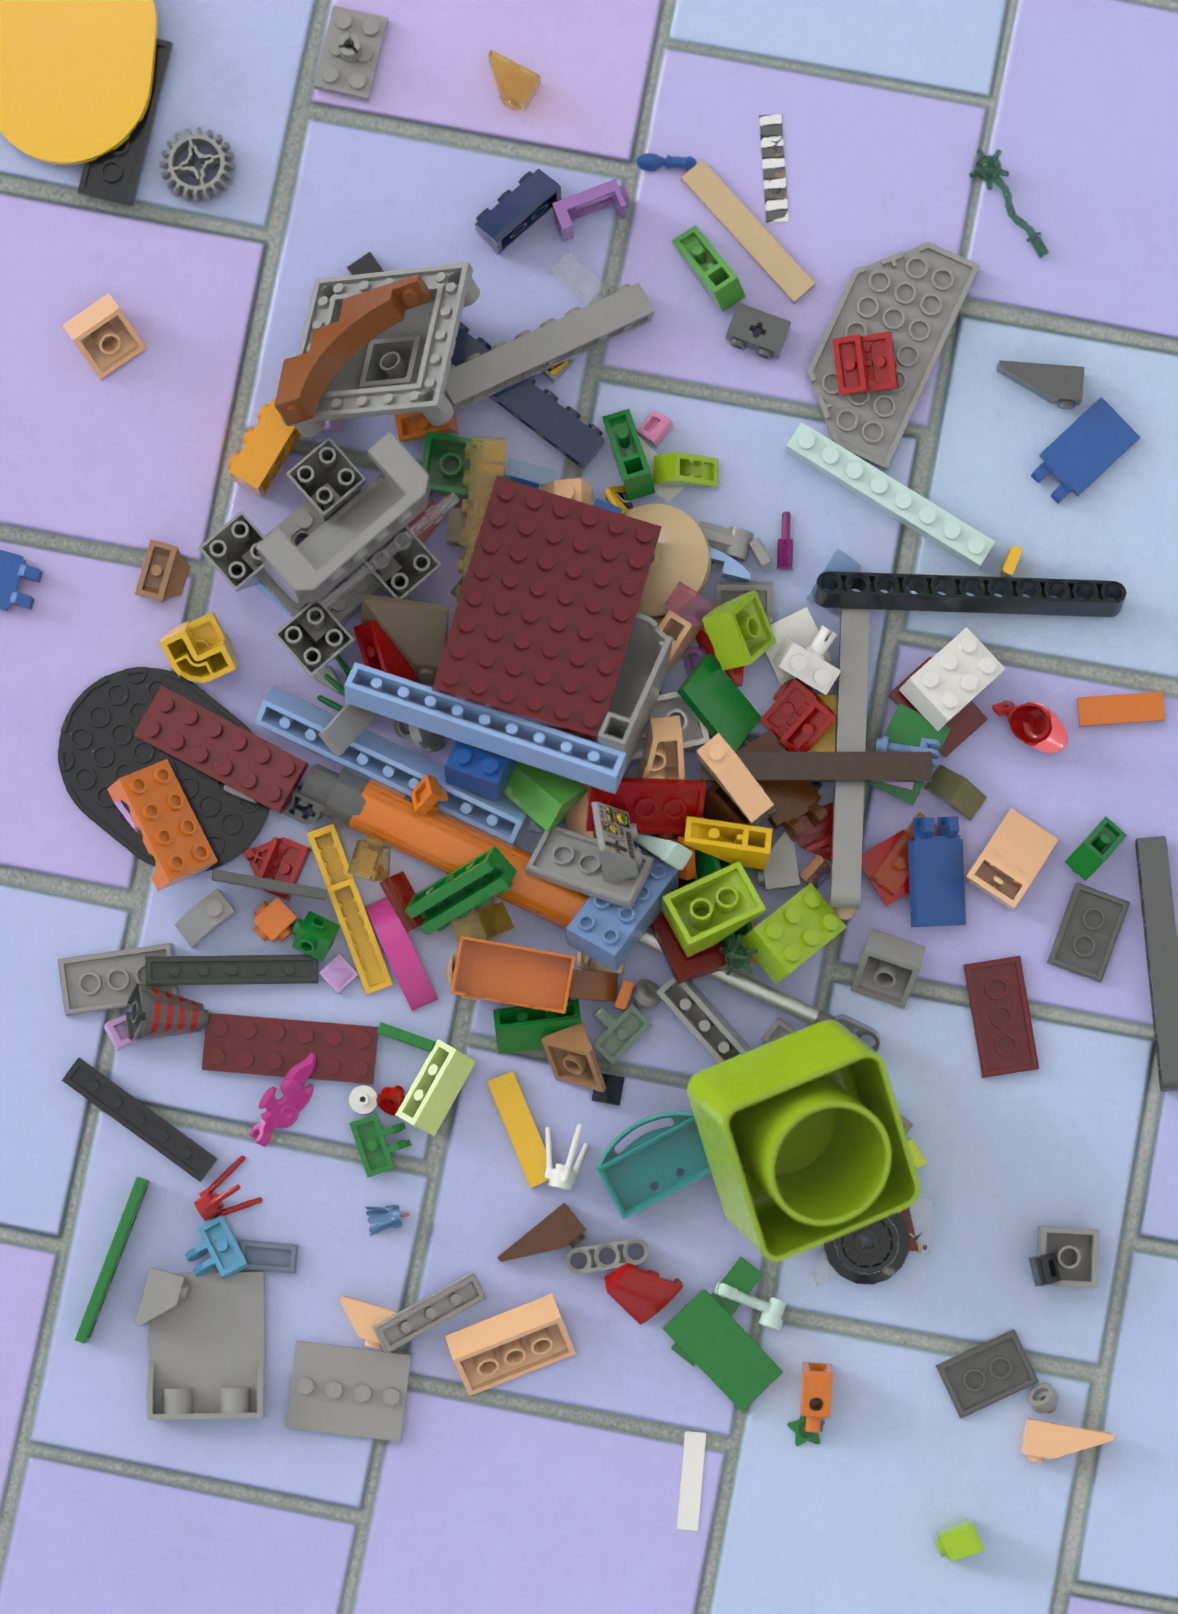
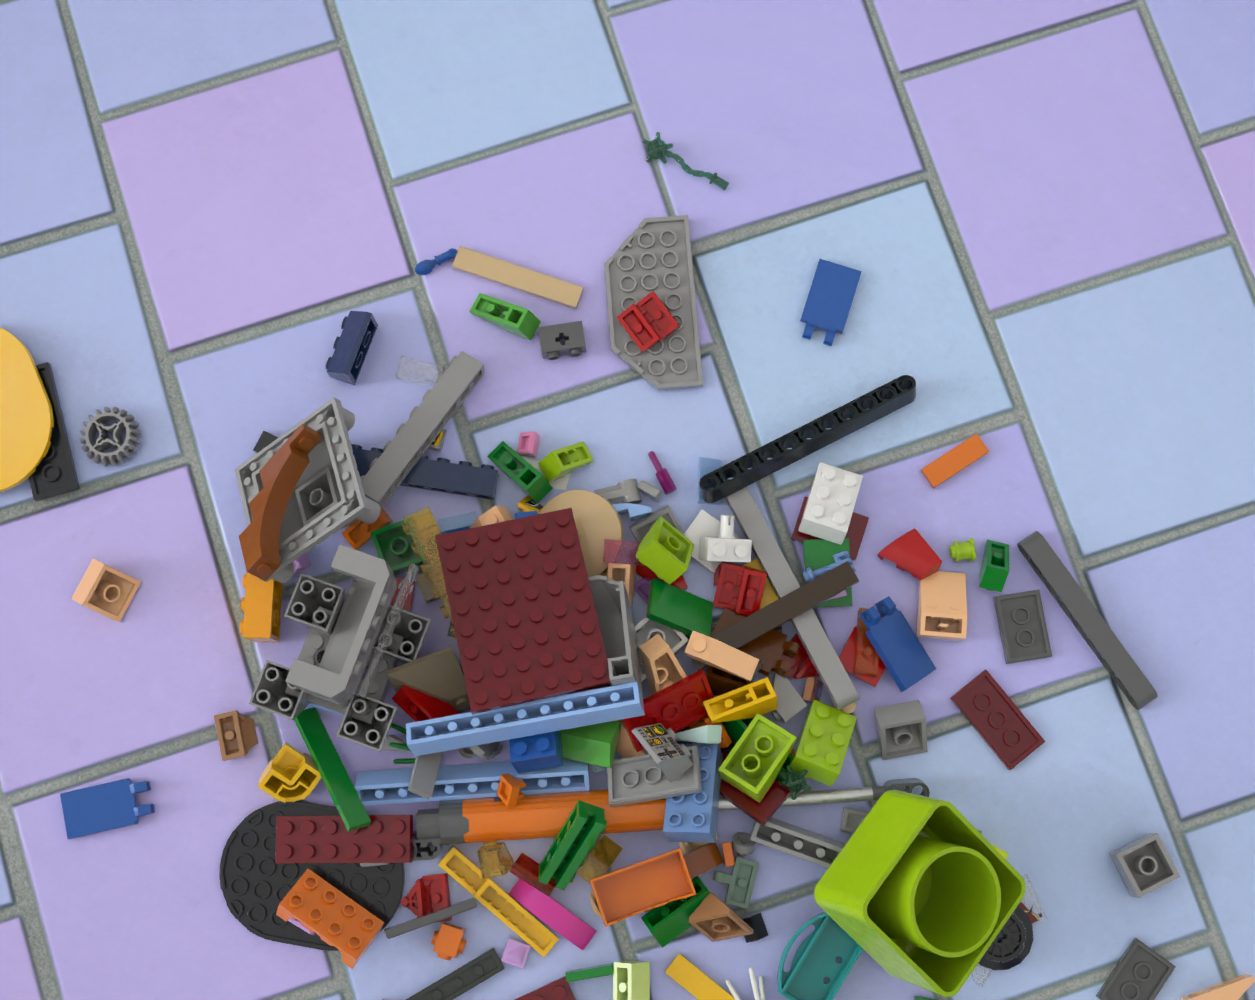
camera: 30 degrees left, 5 degrees down
(205, 917) = (398, 966): light grey slope -> none
(248, 667) = (332, 770): none -> green tile
(314, 935) = (483, 935): green brick -> none
(351, 53) = (178, 304): light grey plate -> none
(514, 82) = (301, 262): clear yellow slope -> none
(588, 202) = (391, 321): medium lavender window -> none
(773, 168) = (511, 227): sticker -> none
(889, 496) = (715, 402): light aqua brick -> none
(956, 792) = (877, 580): olive slope -> none
(1011, 561) = (823, 401): yellow tile -> none
(1011, 786) = (912, 555): none -> red slope
(1034, 725) = (905, 504): red hair -> none
(1043, 1398) = (1186, 977): light grey tile -> none
(1044, 1269) = (1137, 885): black slope -> none
(1051, 382) = (779, 267): dark grey slope -> none
(1070, 812) = (962, 550): none -> lime brick

